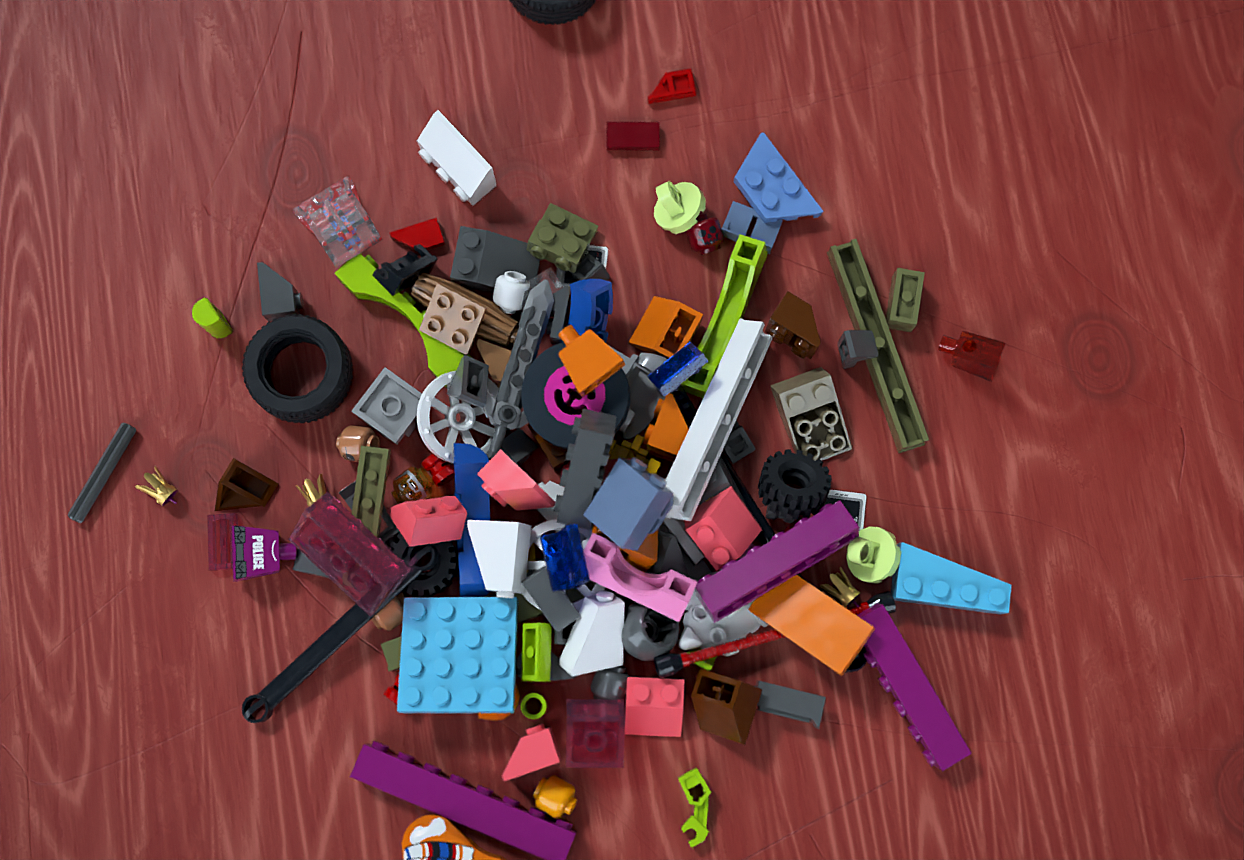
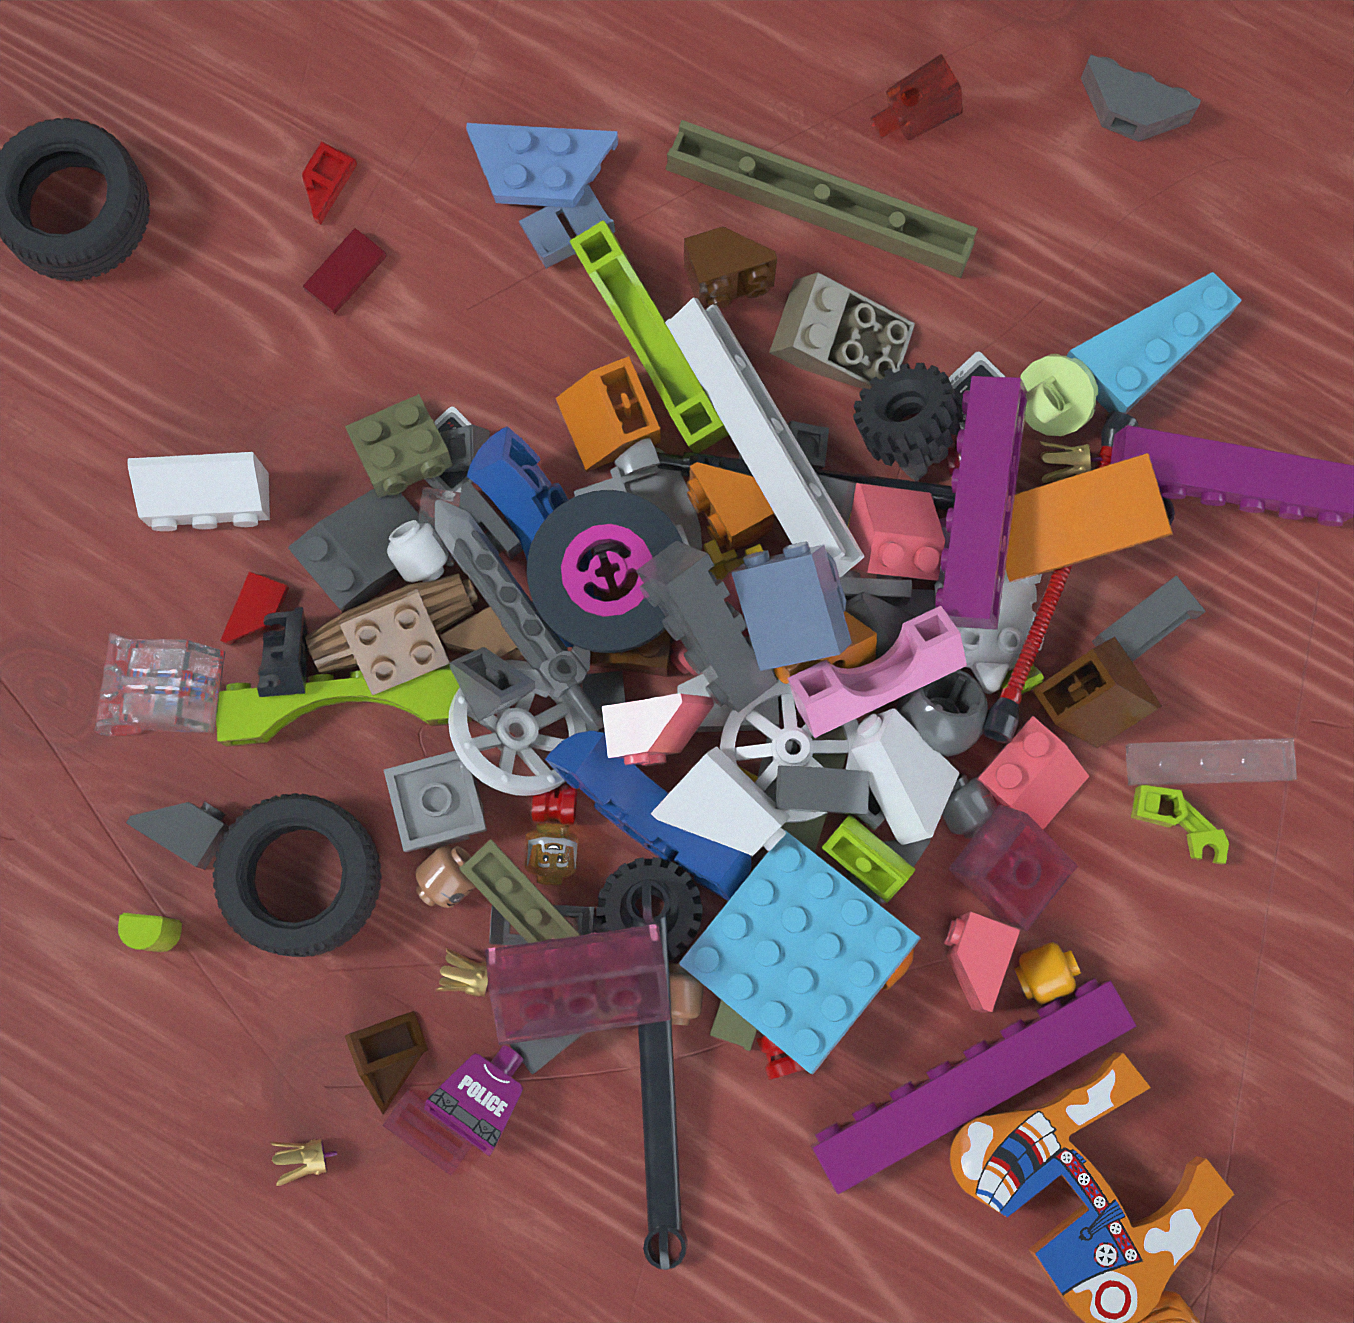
camera: 50 degrees left, 0 degrees up
(101, 472) = (223, 1215): dark grey axle -> none
(429, 520) = (612, 860): coral slope -> none
(524, 705) = (936, 906): lime beam -> none
(565, 559) = (793, 732): clear blue bracket -> none
(588, 359) = (582, 519): orange torso -> none
(677, 369) = (674, 432): clear blue bracket -> none
(678, 206) = (476, 284): yellowish green tile -> none
(705, 234) = (532, 282): dark red head -> none
(742, 797) = (1211, 762): none -> clear tile
(856, 346) = (806, 222): dark grey slope -> none
(904, 299) = (794, 125): olive panel -> none
(1075, 468) = (1134, 101): none -> dark grey slope

